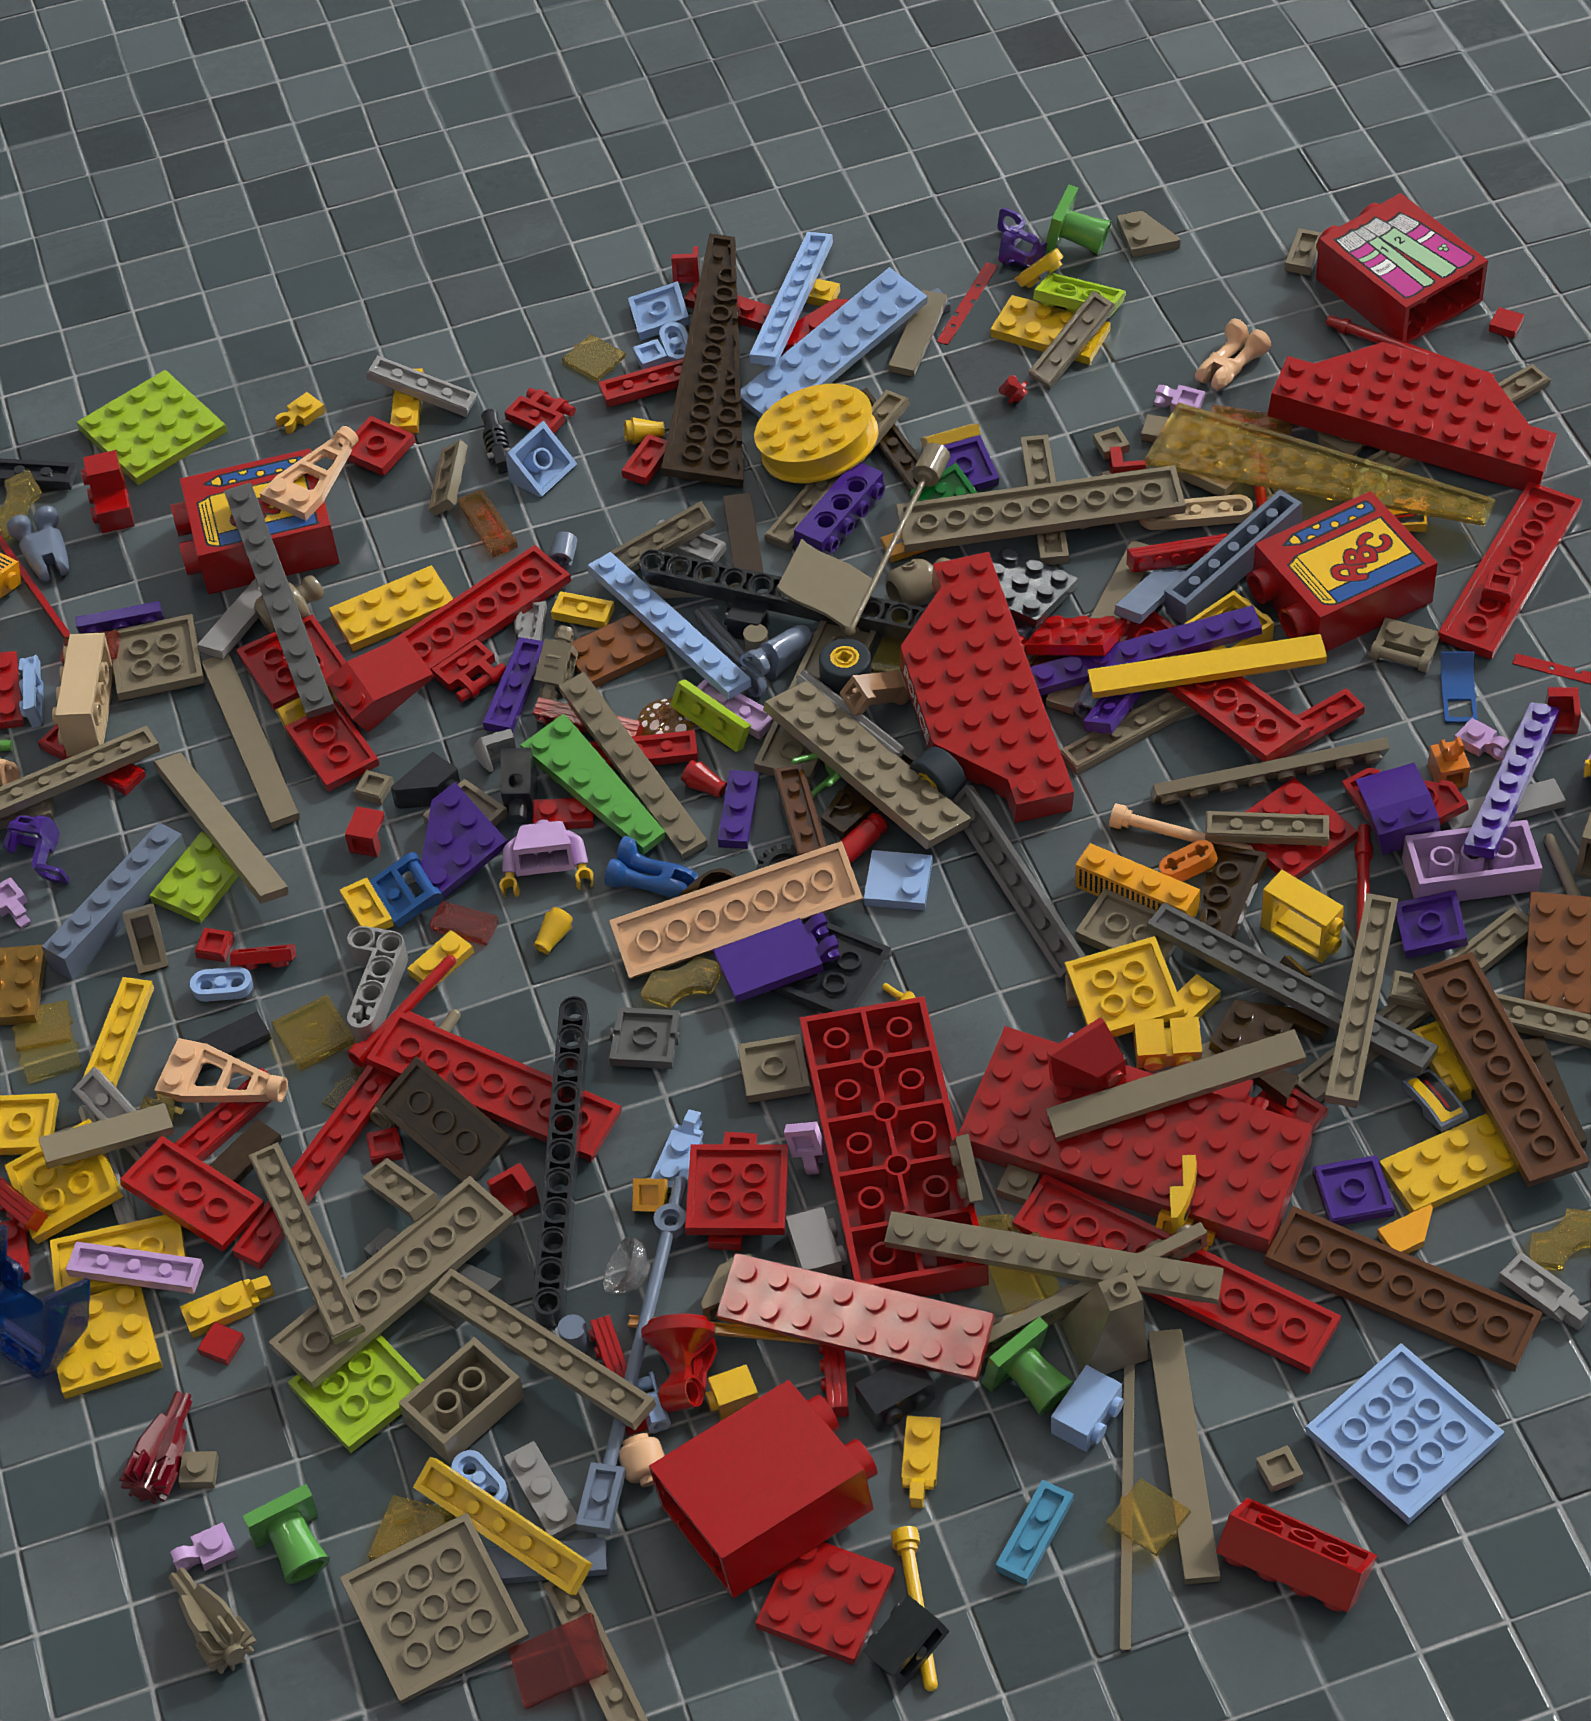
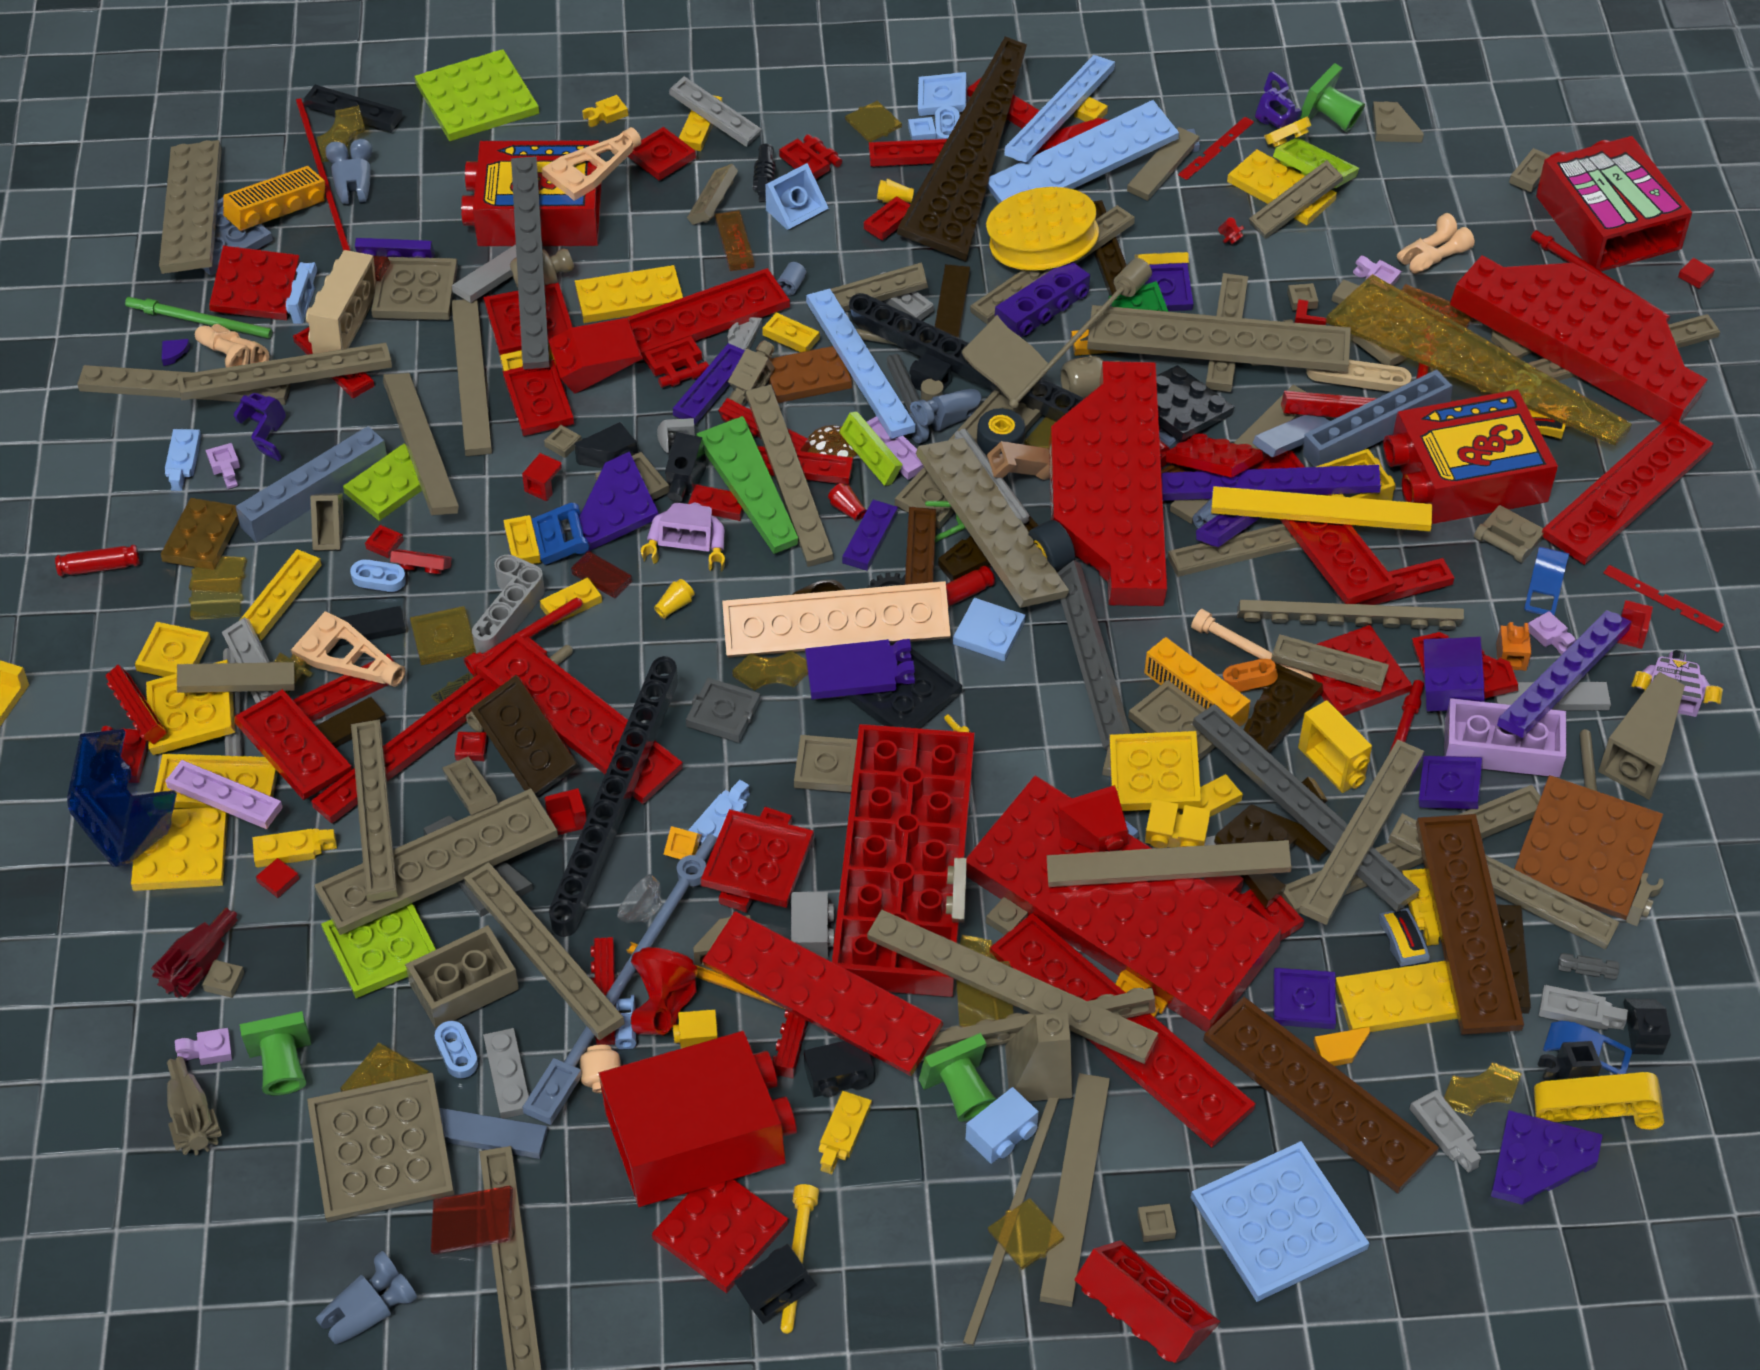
camera: 10 degrees right, 0 degrees up
(107, 492) = (419, 139): red brick -> none
(503, 1526) = (461, 1093): yellow plate -> none
(574, 1331) = (577, 945): sand blue piece -> none
(624, 871) = (752, 564): blue piece -> none
(686, 267) = (977, 60): red panel -> none
(806, 1142) = (830, 833): lavender plate -> none
(1034, 1532) = (920, 1220): dark azure plate -> none
(1183, 1196) = (1143, 963): yellow slope -> none

